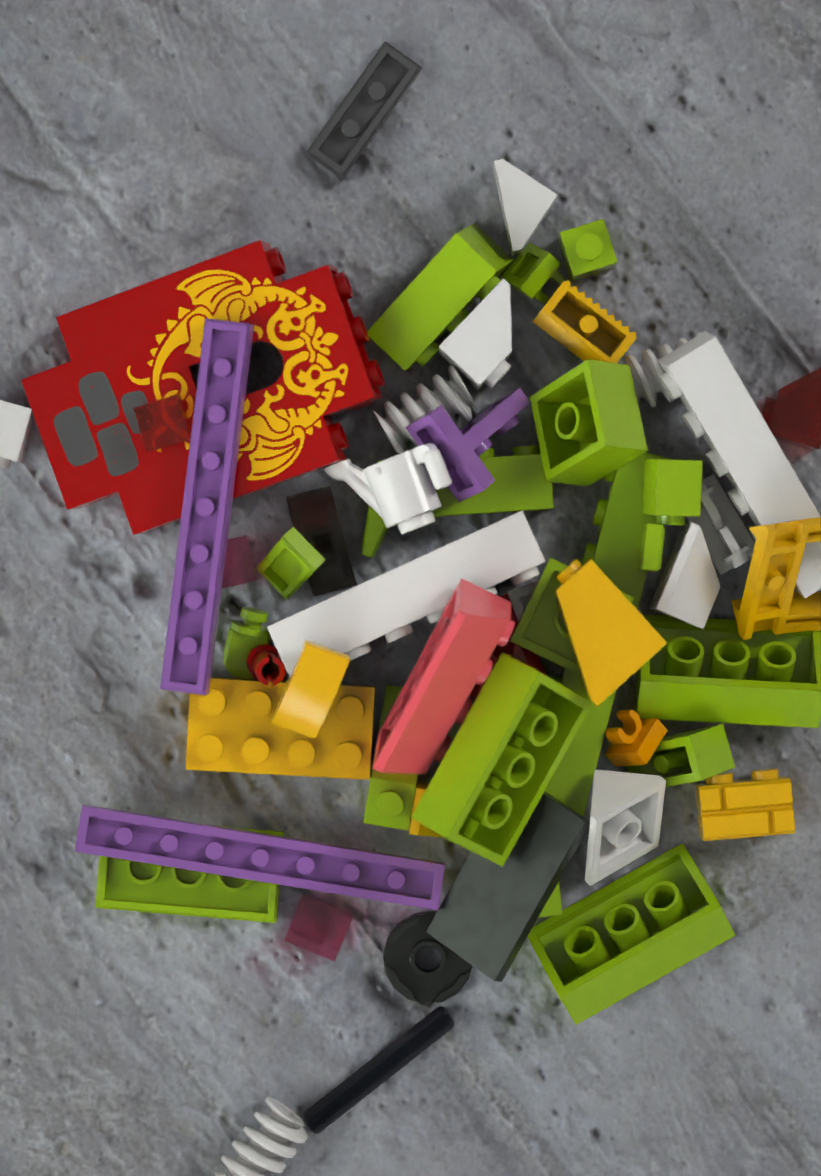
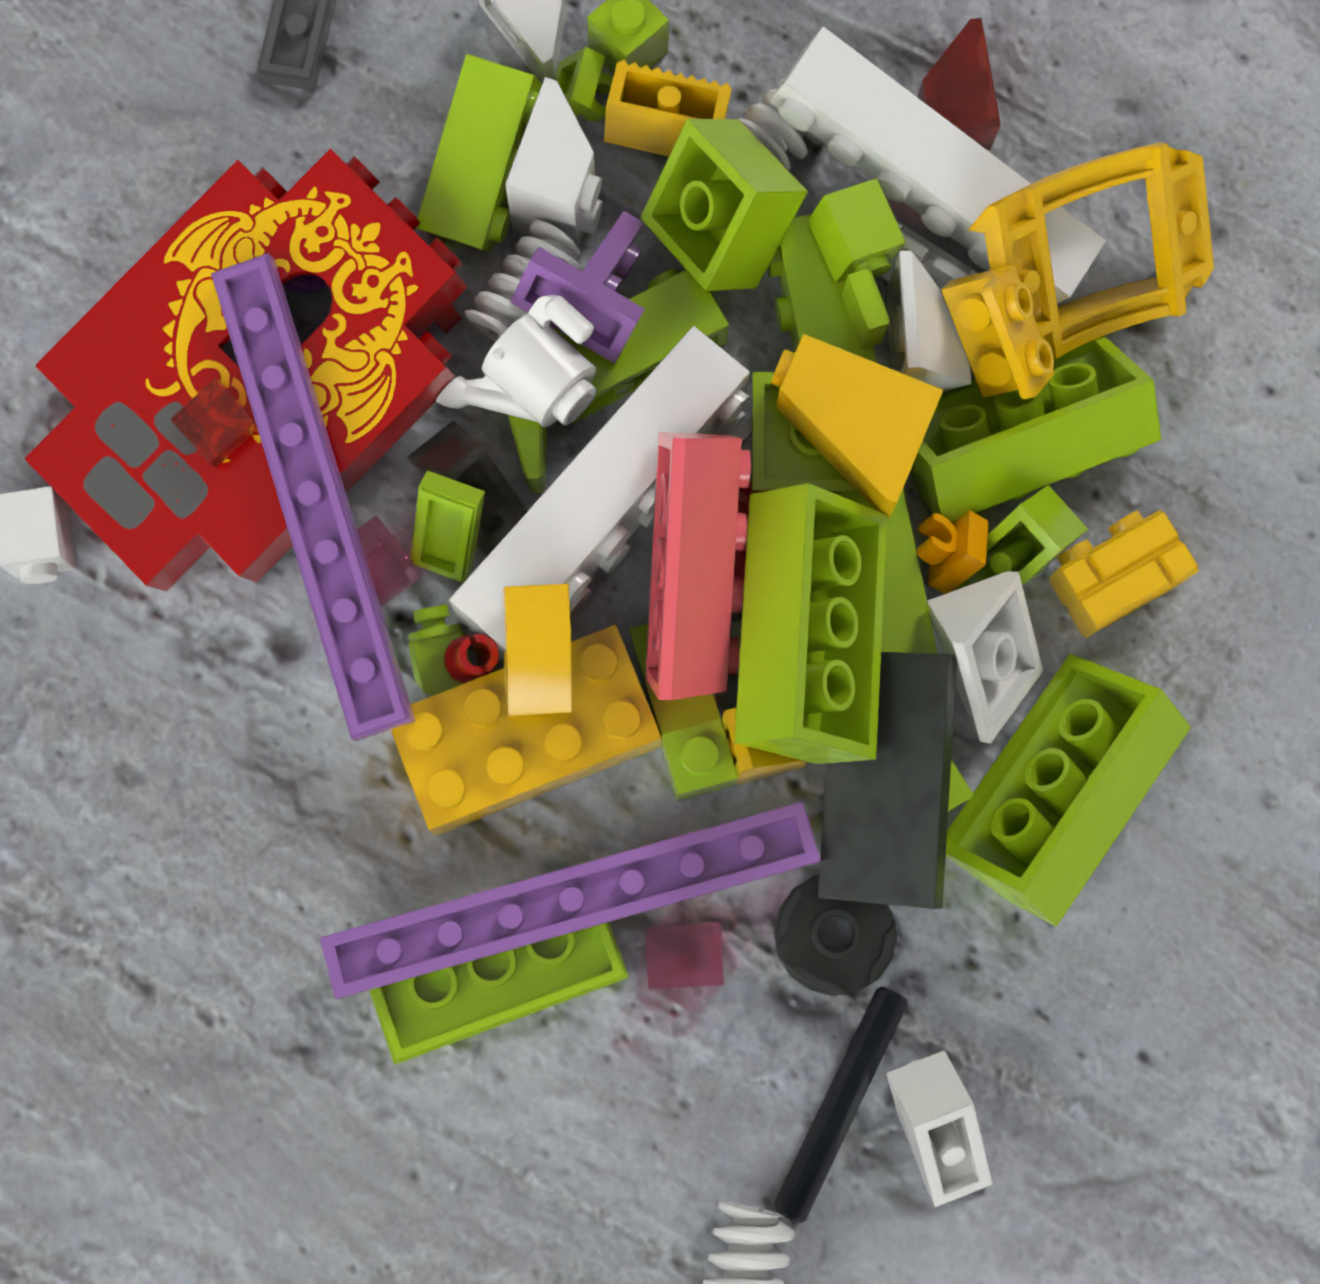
camera: 25 degrees left, 10 degrees down
(435, 1116) = (940, 1127): none -> white slope
(736, 608) = (1000, 332): none -> yellow bracket

